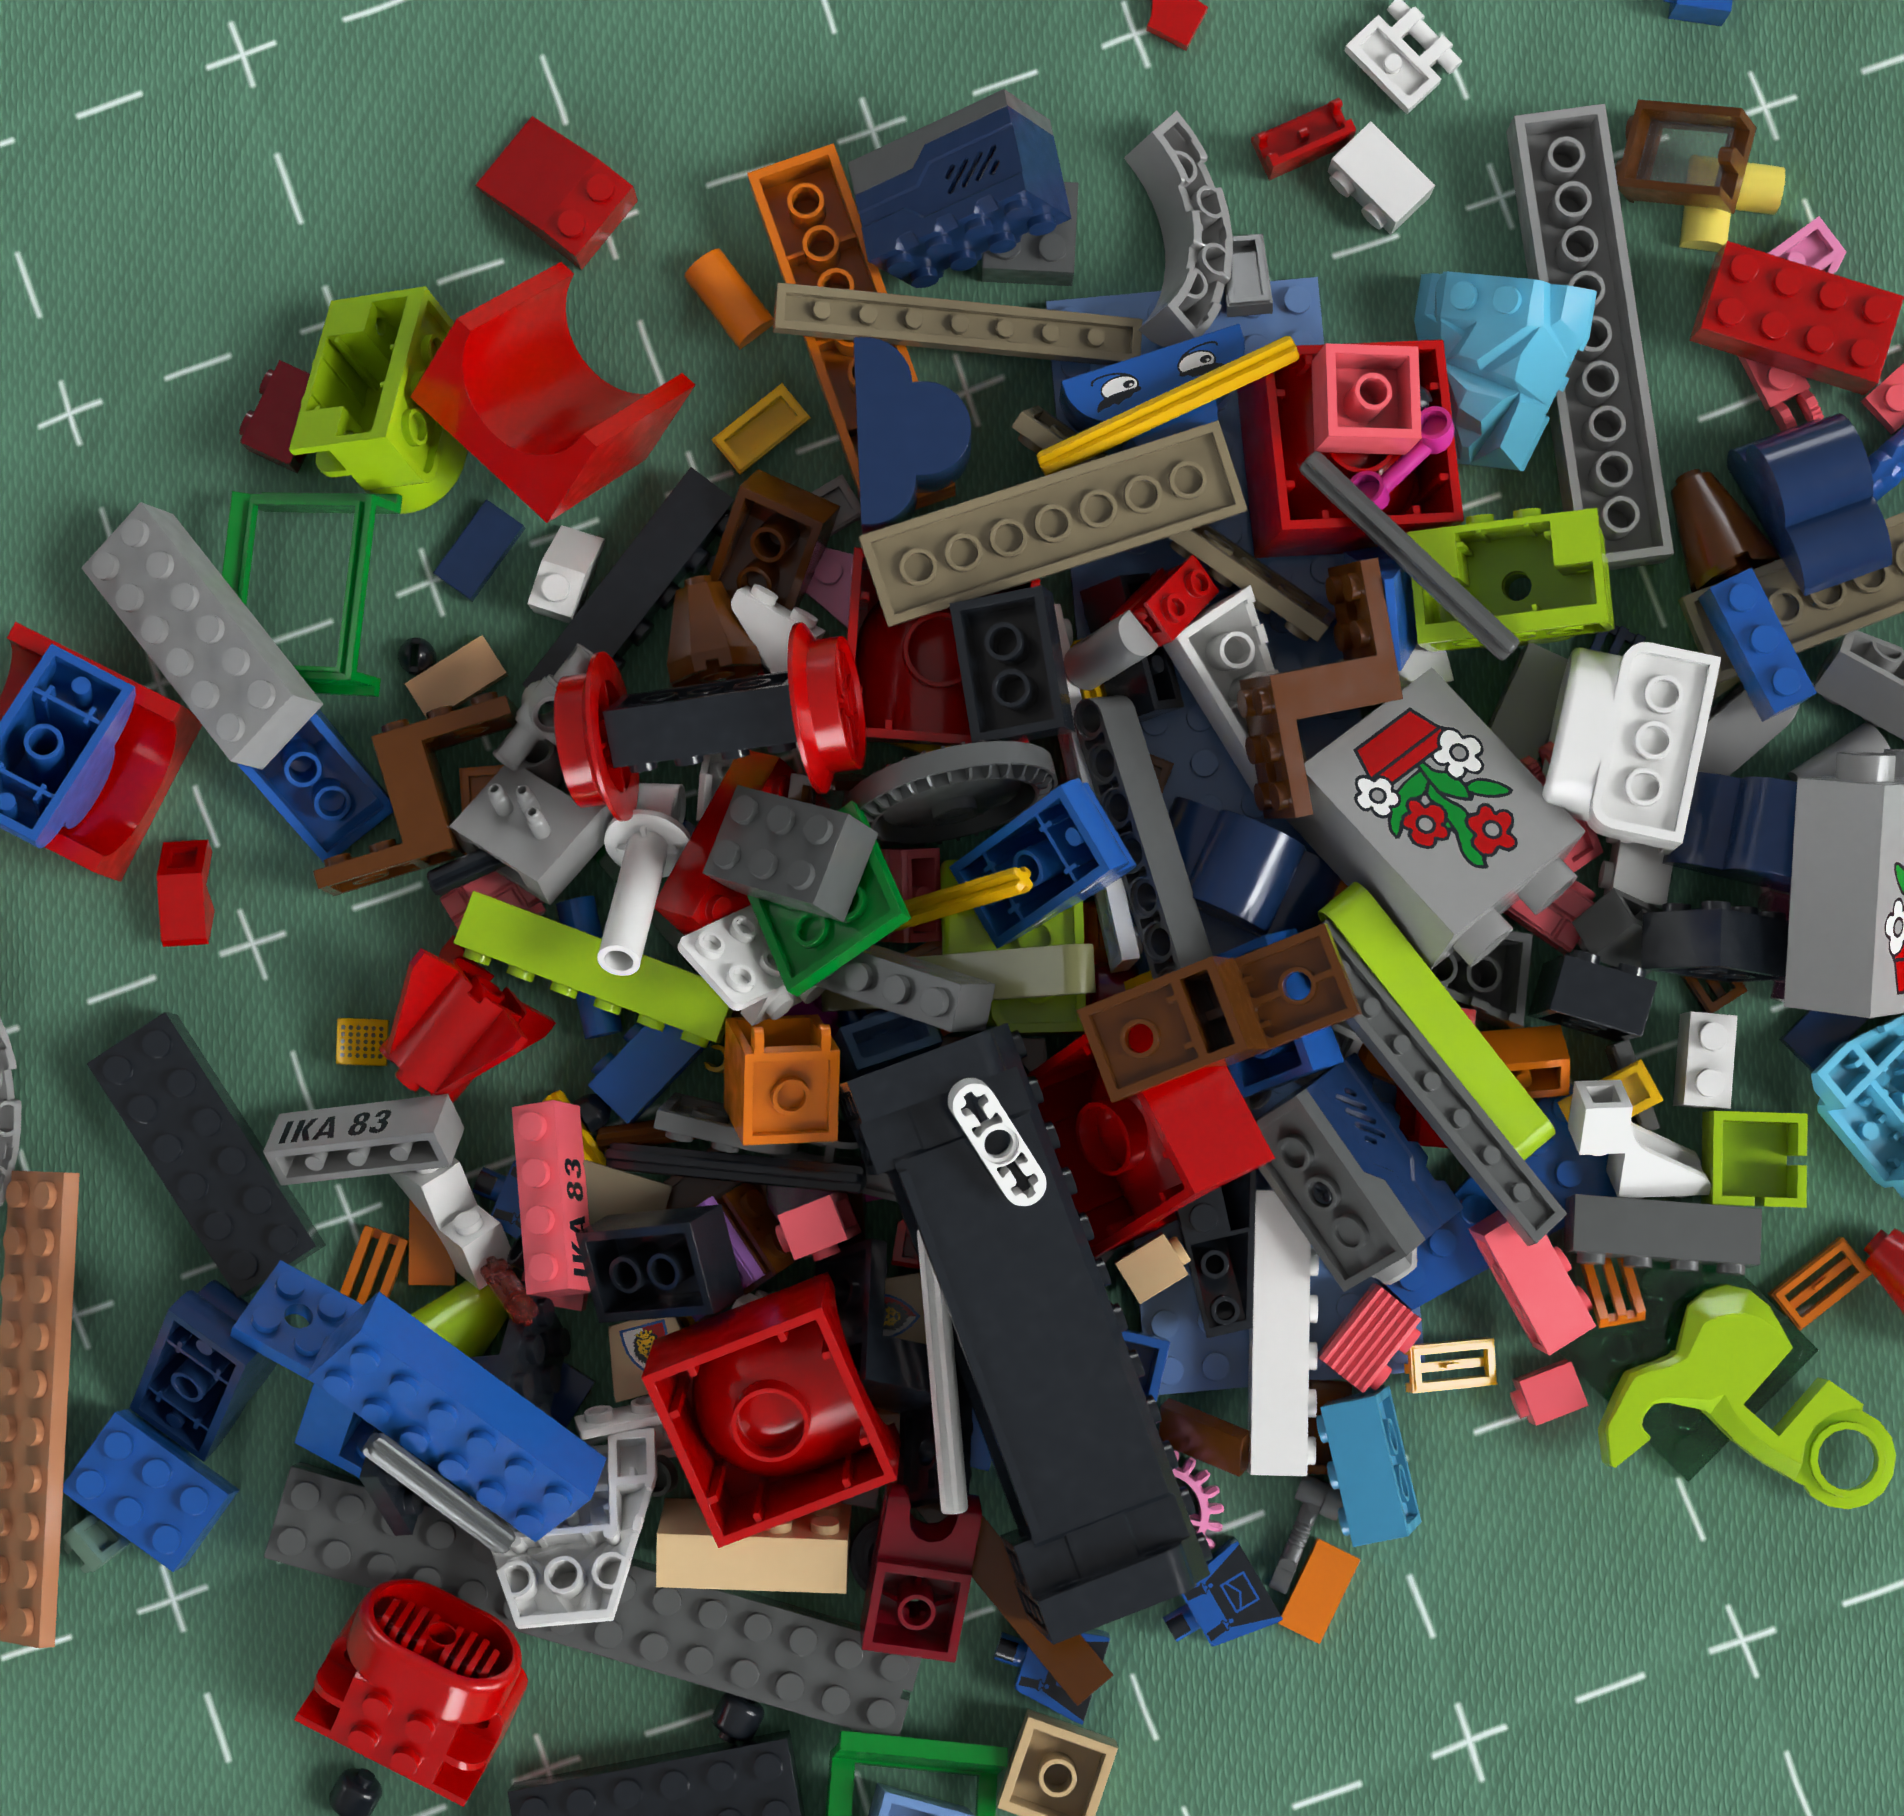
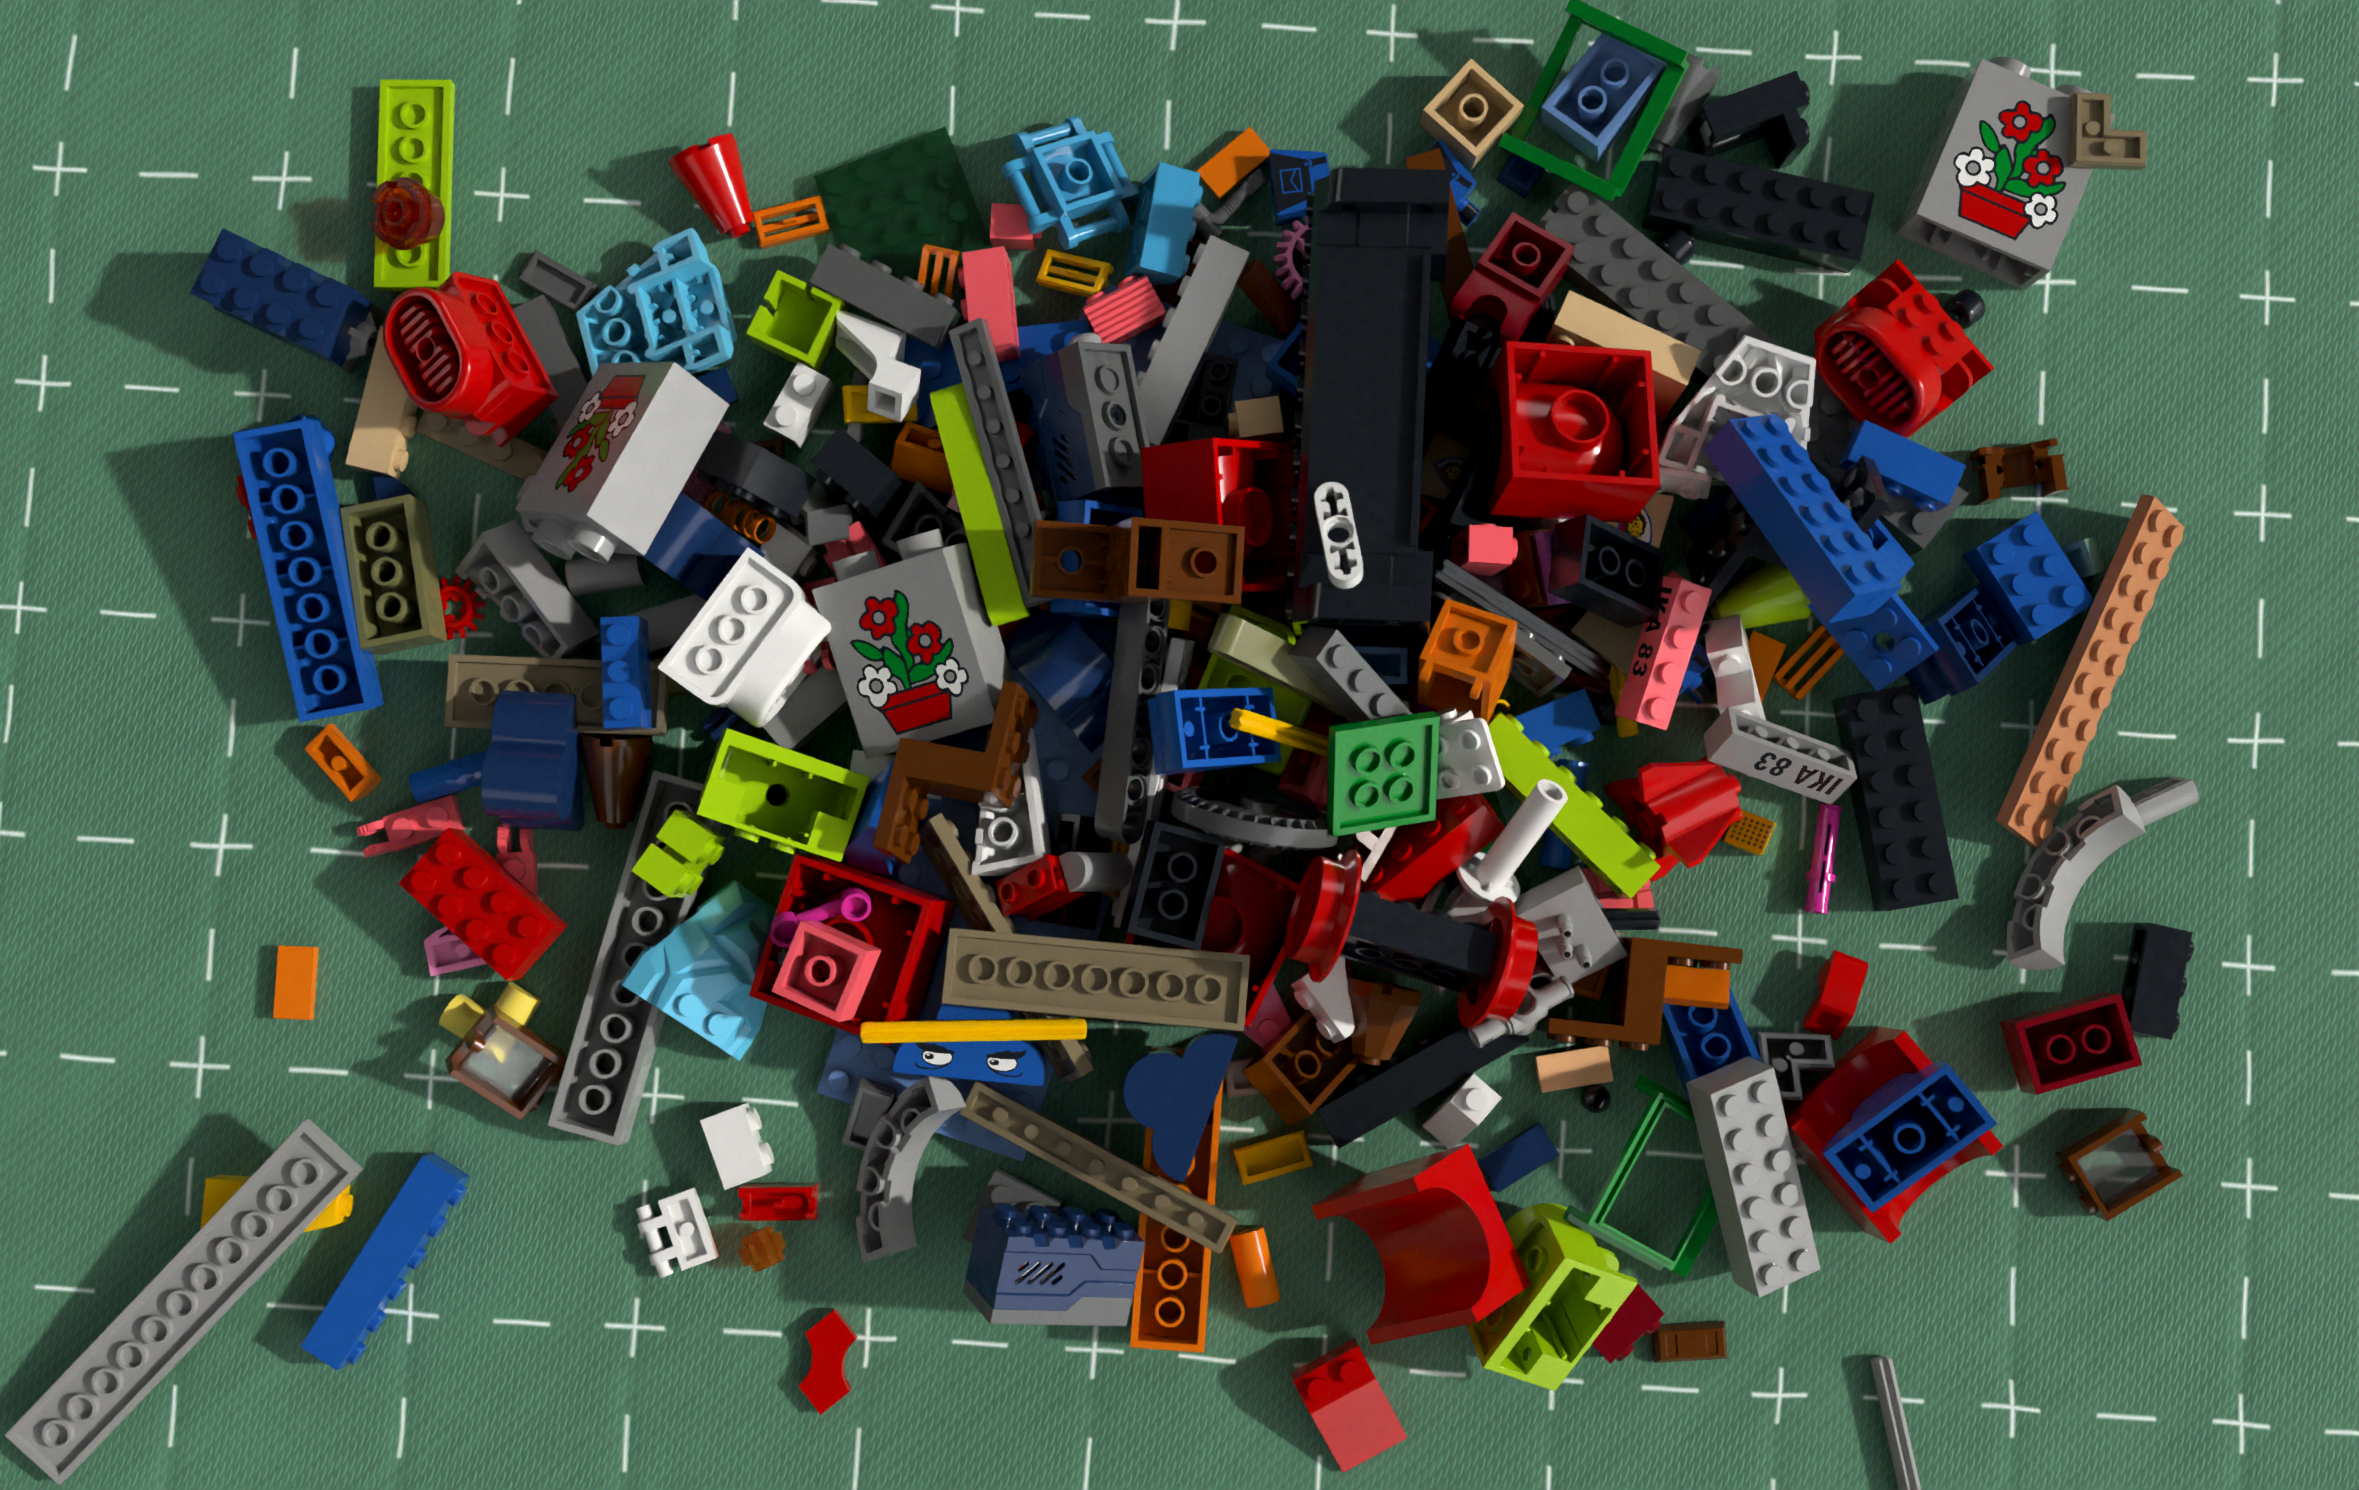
camera: 160 degrees left, 0 degrees up
(196, 428) = (1690, 1342): none -> reddish brown tile
(215, 800) = (1794, 1054): none -> dark grey brick
(216, 1622) = (2015, 468): none -> reddish brown piece
(250, 993) = (1818, 901): none -> dark pink pin
(353, 829) = (1697, 987): none -> orange tile
(355, 1549) = (1905, 466): none -> blue brick
(438, 1492) = (1835, 471): dark grey axle -> none
(509, 1291) = (1721, 600): clear red axle -> none
(790, 853) = (1394, 815): dark grey brick -> none
(943, 1391) = (1447, 384): white axle -> none
(965, 1725) = (1520, 175): none -> dark blue tile
(1298, 77) = (762, 1248): none -> clear orange gear
(1409, 555) = (848, 841): dark grey axle -> none
(1505, 1475) = (1070, 181): none -> dark azure brick
(1592, 461) = (687, 852): none -> lime piece
(1705, 889) = (747, 520): none -> orange piece
(1719, 1361) = (883, 193): lime animal -> none

